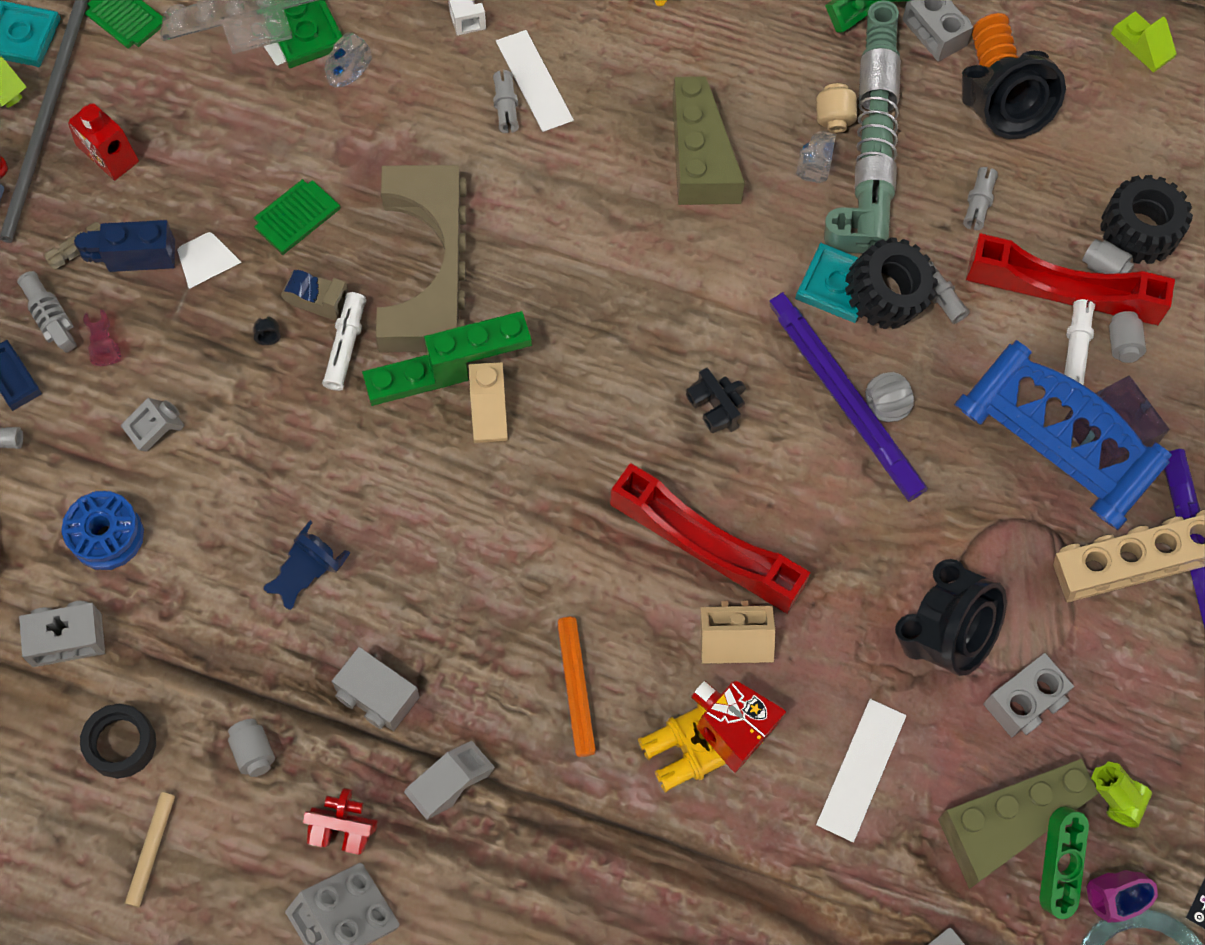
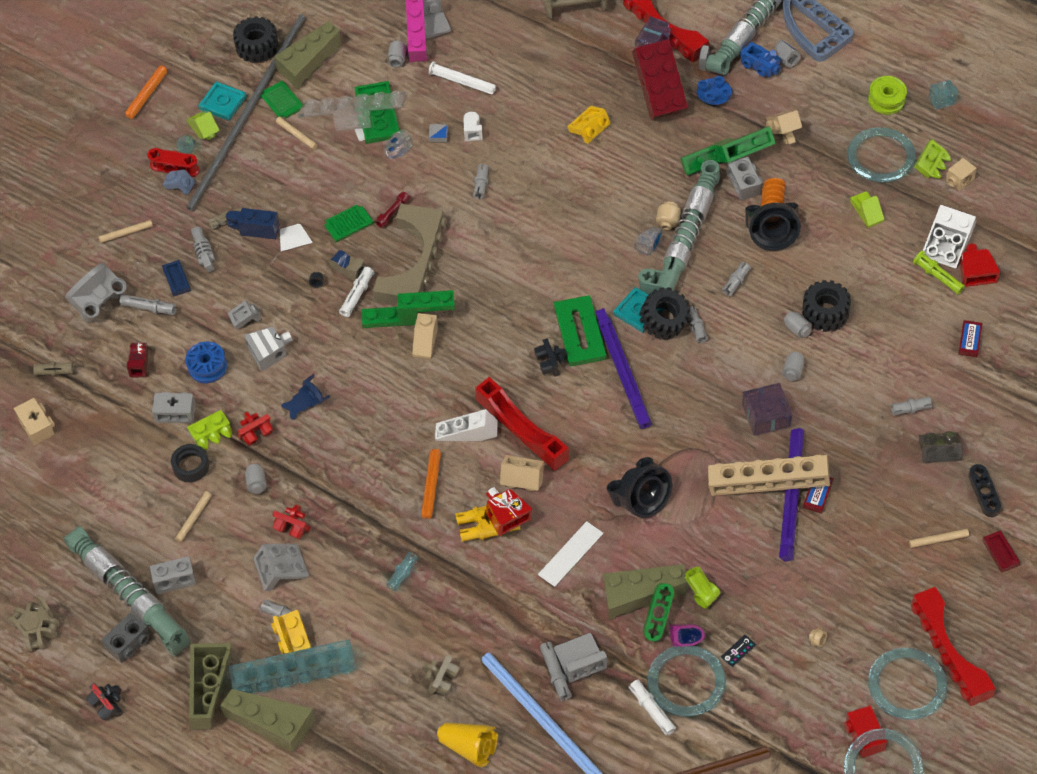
camera: 20 degrees right, 10 degrees down
(94, 133) = (251, 159): red torso -> none
(101, 348) = (227, 272): clear pink piece -> none
(141, 659) = (209, 429): none -> lime plate
(164, 69) = (296, 133): none -> tan bar
(209, 477) = (267, 346): none -> light grey torso
(213, 658) = (247, 432): none -> red hips
(356, 198) = (383, 219): none -> dark red bar
(375, 690) = (326, 464): light grey brick -> none
(409, 29) = (438, 132): none -> light grey tile
(447, 778) = (347, 513): light grey slope -> none
(534, 80) = (501, 172): white sticker -> none
(573, 878) = (402, 571): none -> clear light blue pin
(611, 564) = (469, 427): none -> white slope
(703, 152) = (581, 227): olive wedge -> none
(714, 314) = (575, 354): none -> green piece
(889, 397) = (645, 372): light grey piece -> none
(1009, 267) = (738, 318): red arch -> none
(1024, 691) = (668, 529): light grey brick -> none
(1079, 336) = (766, 361): white pin -> none
(1115, 486) = (750, 436): blue piece -> none

